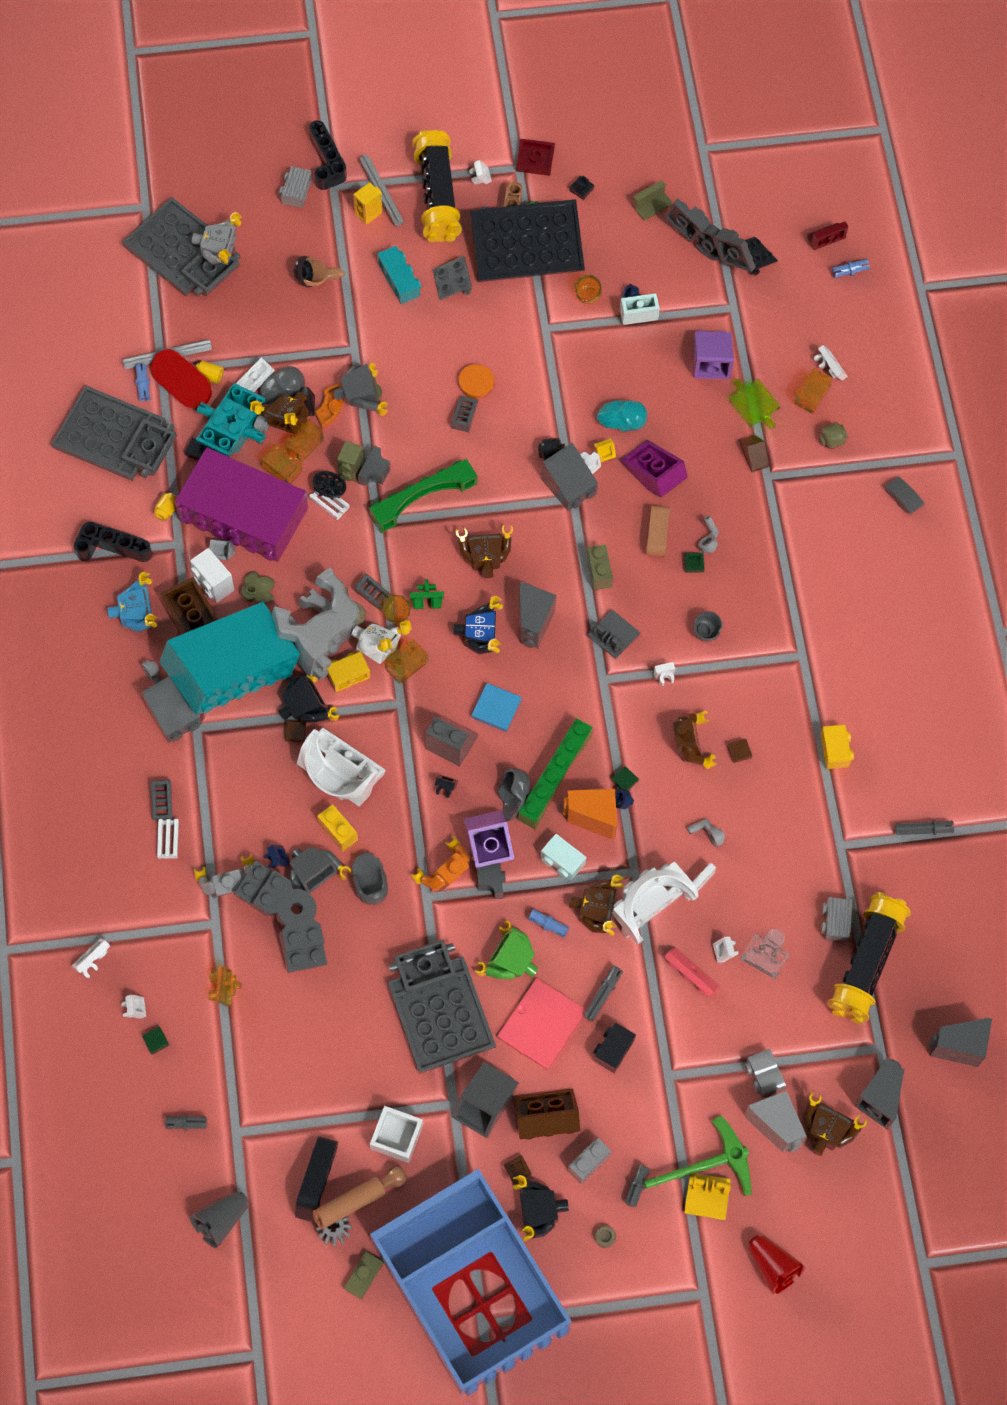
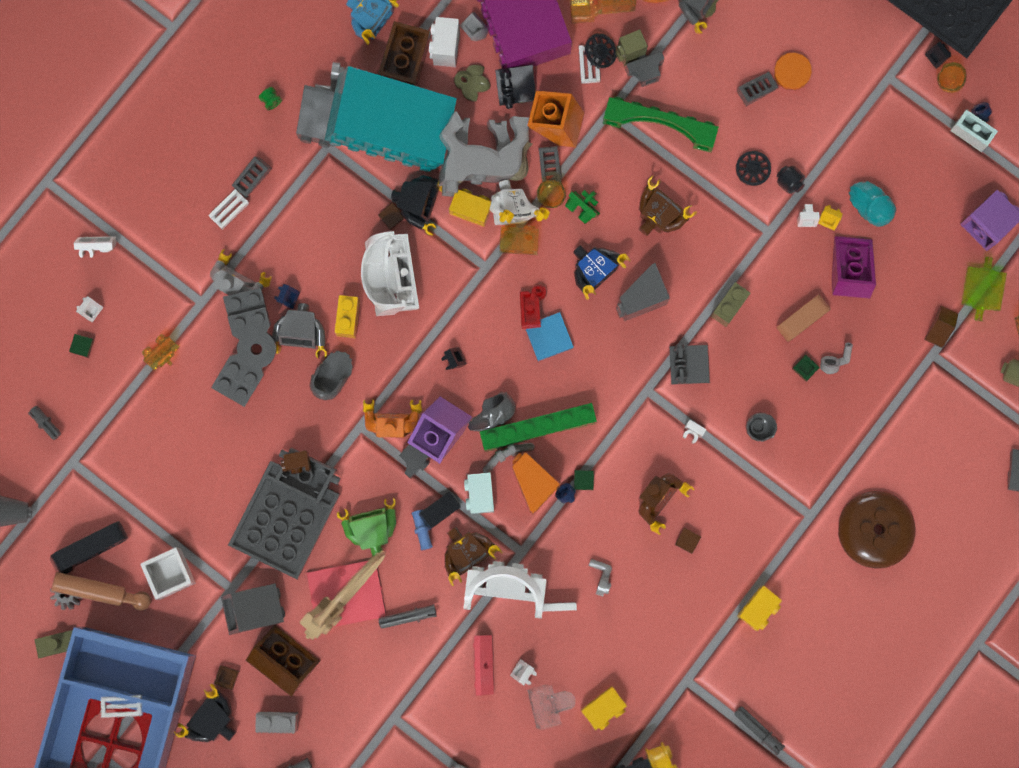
camera: 50 degrees right, 15 degrees up
(119, 732) = (270, 98): none -> green wheel
(293, 560) = (515, 85): none -> black hinge
(347, 552) = (556, 117): none -> orange slope
(410, 958) = (296, 462): none -> reddish brown brick
(449, 740) = (491, 328): dark grey slope -> none
(459, 1275) = (139, 712): none -> white tile
(463, 698) = (531, 307): none -> red hinge
(517, 467) = (753, 168): none -> black wheel
(544, 1045) = (328, 611): none -> tan brick
(547, 897) = (439, 510): none -> black tile
(551, 814) = (501, 455): none -> light grey piece
(563, 284) = (938, 55): none -> black tile
(569, 477) = (779, 214): dark grey slope -> none
(614, 1047) = (373, 663): black brick -> none
(806, 917) = (604, 708): none -> yellow brick
(838, 919) = (624, 732): light grey brick -> none
(853, 637) = (858, 533): none -> reddish brown brick

